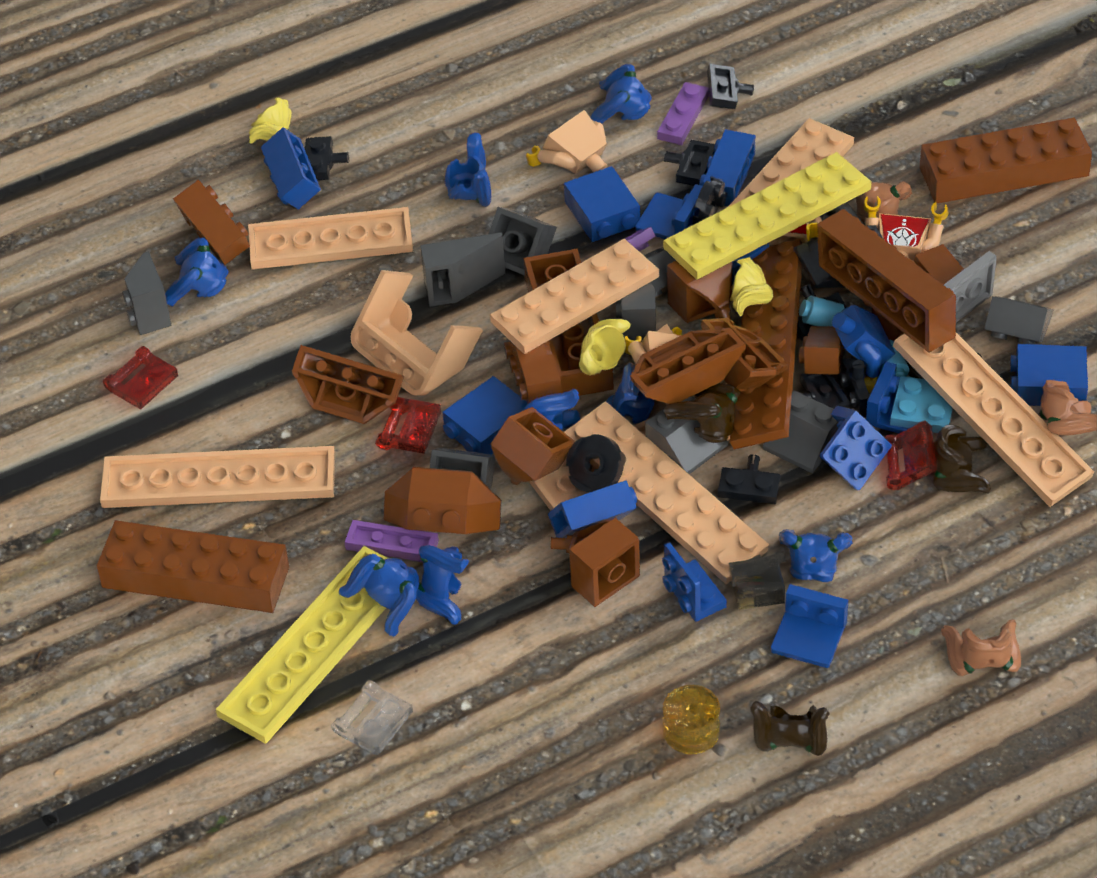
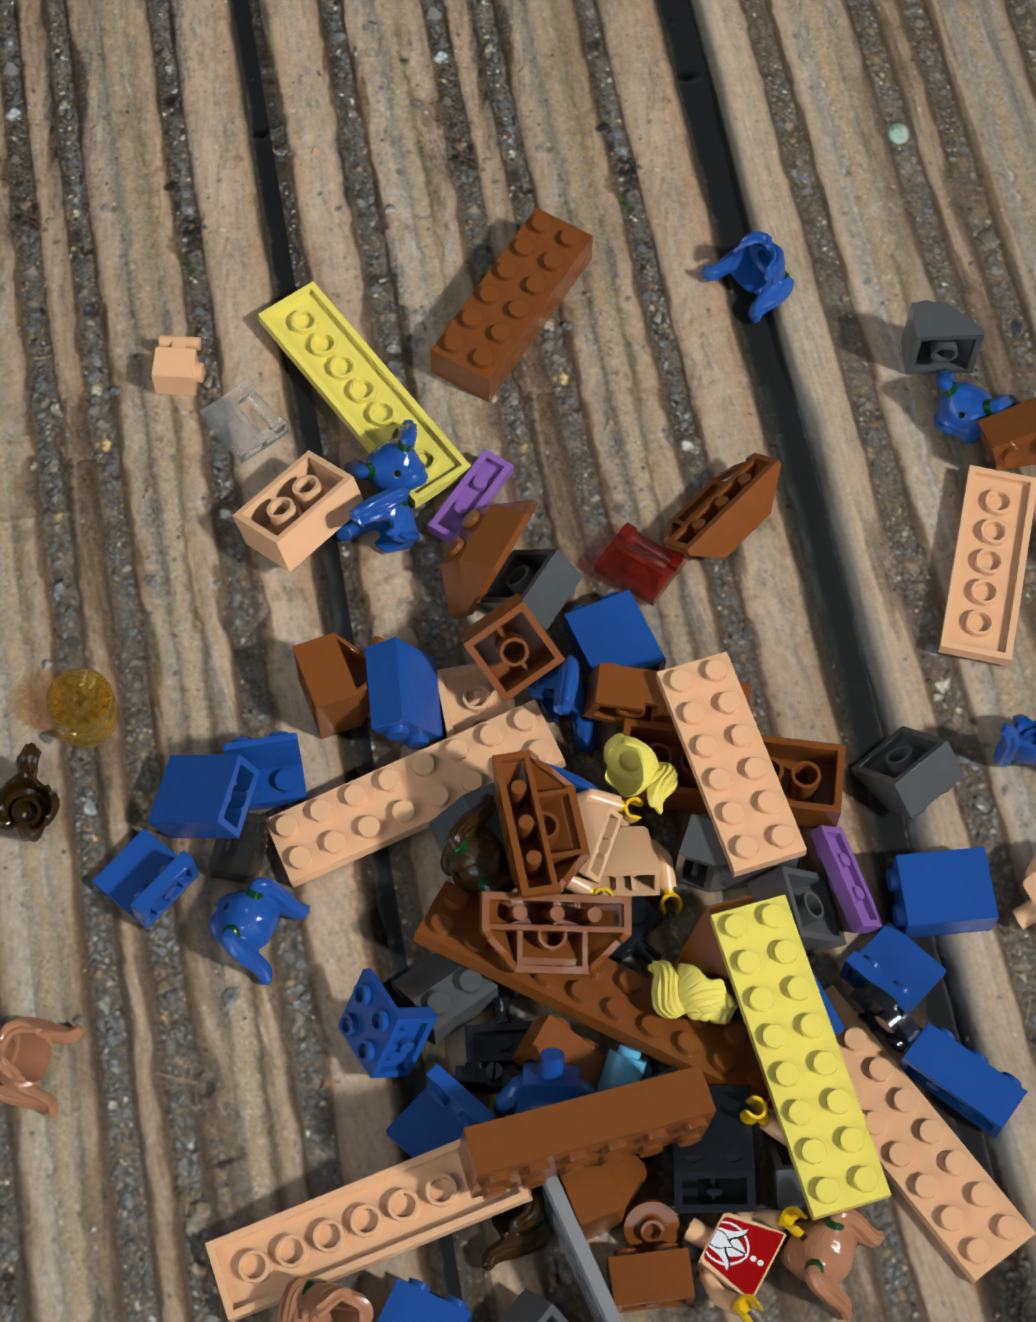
camera: 105 degrees right, 15 degrees up
(106, 421) = (759, 269): none -> blue hair
(146, 383) = (817, 328): clear red plate -> none
(218, 476) = (636, 362): light nougat plate -> none
(341, 778) = (177, 365): none -> light nougat brick
(385, 341) = (770, 588): light nougat windscreen -> none
(456, 630) = (298, 510): none -> light nougat brick
(461, 266) = (867, 673): dark grey slope -> none
(611, 463) = (468, 715): black plate -> none
(691, 162) = (992, 1037): black plate -> none
(733, 606) = (204, 796): none -> blue brick
(749, 483) = (397, 900): black plate -> none
(917, 452) = (349, 1106): clear red plate -> none
(919, 402) = (417, 1133): medium azure plate -> none
(955, 461) = (323, 1150): dark brown hair -> none

